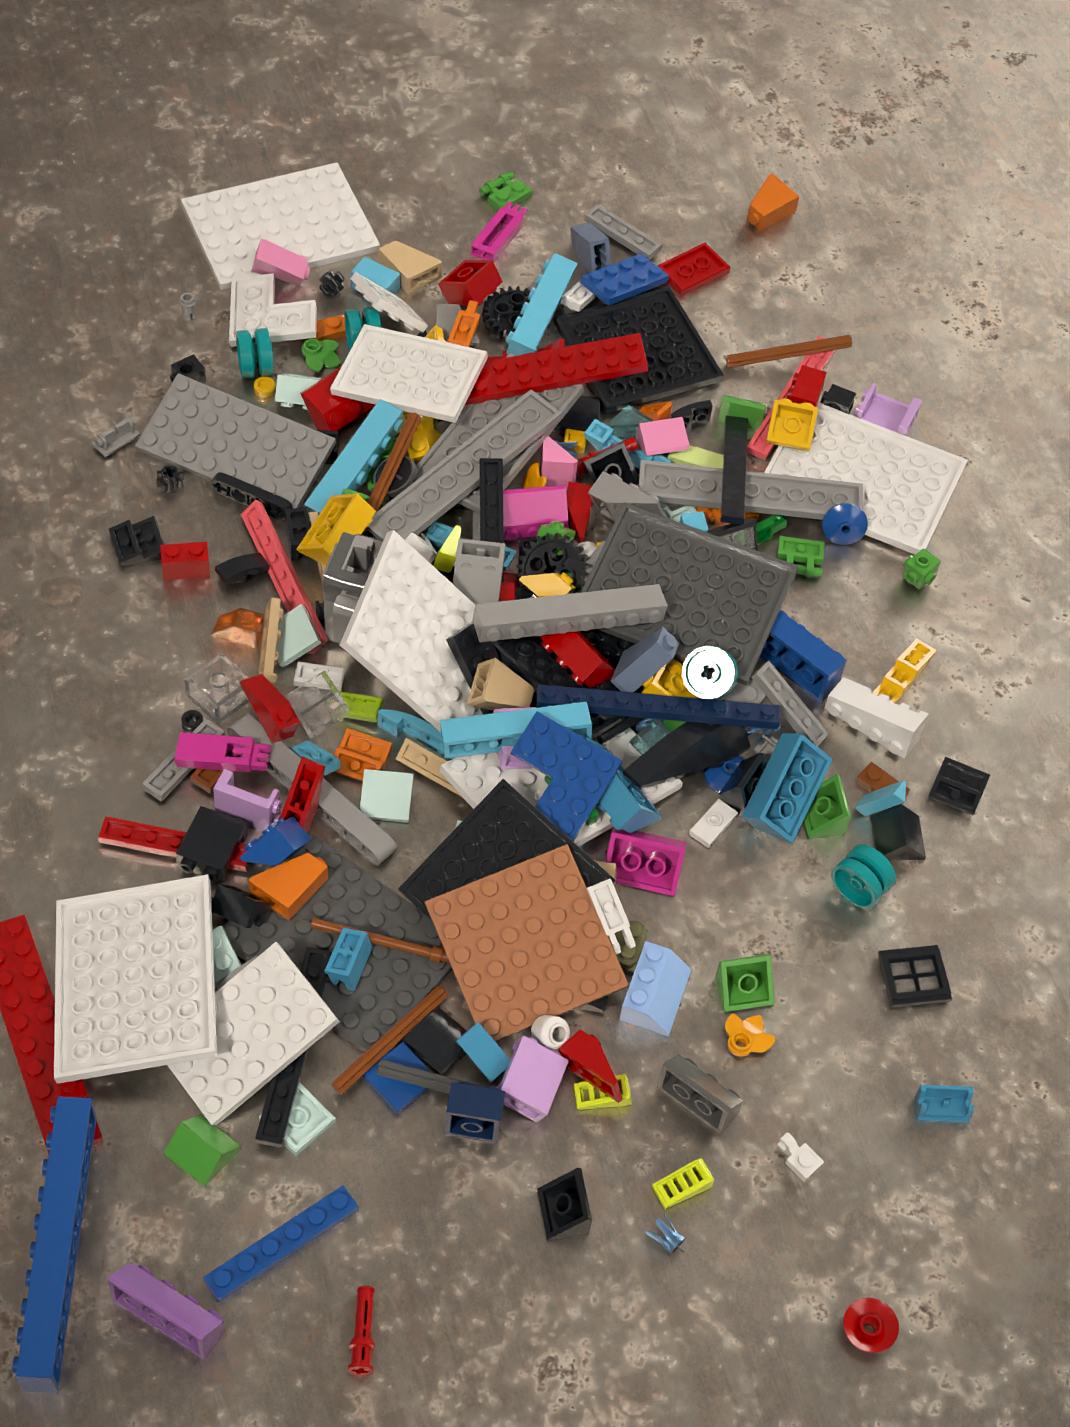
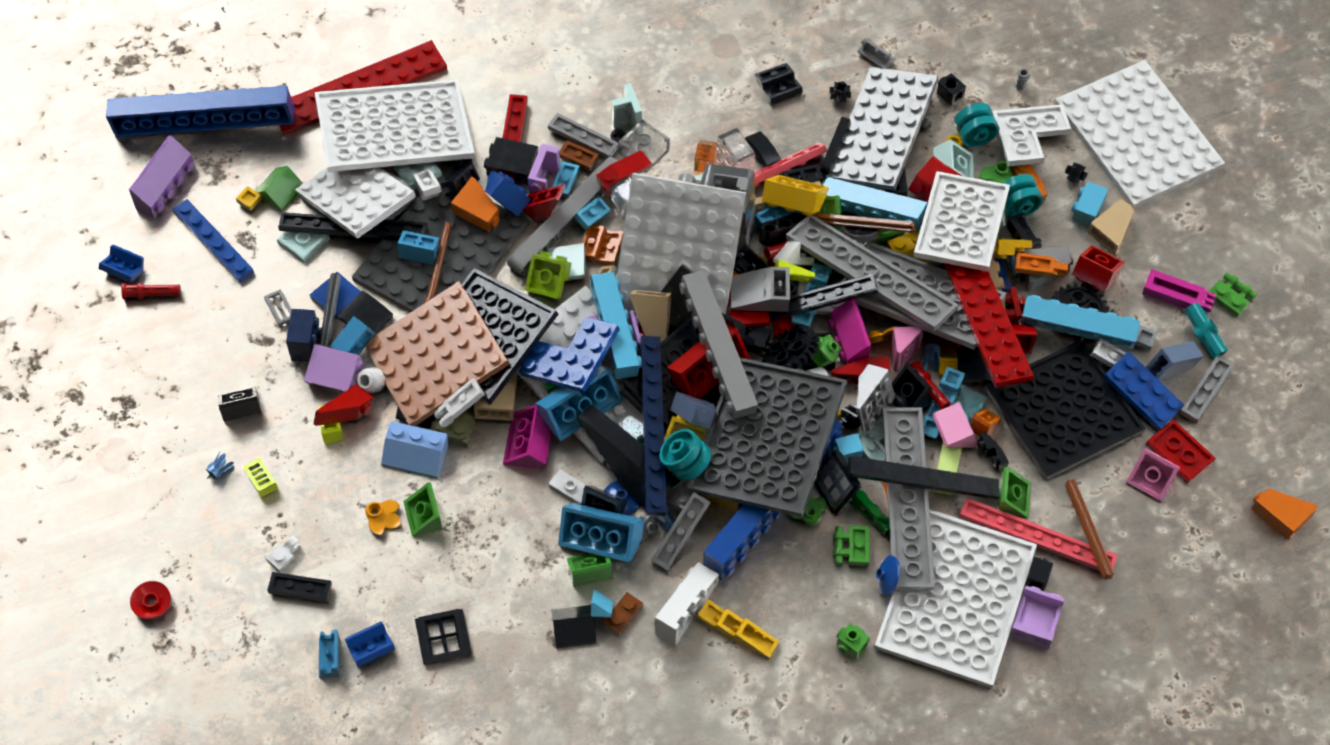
camera: 90 degrees right, 5 degrees up
(158, 694) = (626, 109): none -> light aqua bracket
(185, 560) = (761, 111): red brick -> none
(210, 752) = (583, 141): dark pink hinge -> none
(217, 1188) = (248, 198): none -> yellow plate
(248, 937) = (427, 184): none -> white slope
(254, 586) = (735, 151): none -> clear brick
(255, 783) = (566, 175): none -> medium azure plate
(270, 638) = (673, 172): tan plate -> none
(280, 261) = (1079, 128): bright pink slope -> none
(313, 1371) = (122, 264): none -> blue bracket
(385, 300) = (1050, 206): white plate -> none
(389, 1040) = (362, 284): dark orange axle -> none
(409, 812) = (548, 274): none -> lime plate
(417, 1161) = (273, 295): none -> light grey tile
(549, 584) = (767, 345): yellow slope -> none
(554, 216) = (1206, 330): none -> teal piece
(699, 1092) = (327, 479): dark grey slope -> none
(724, 291) = (1153, 474): none -> bright pink slope
(792, 424) = (992, 527): yellow plate -> none
(807, 386) = (1037, 540): red brick -> none
(849, 1137) = (299, 587): none -> black plate
(863, 876) = (520, 588): teal wheel -> none
(934, 1055) = (369, 644): none -> blue bracket
(959, 785) = (629, 674): black slope -> none

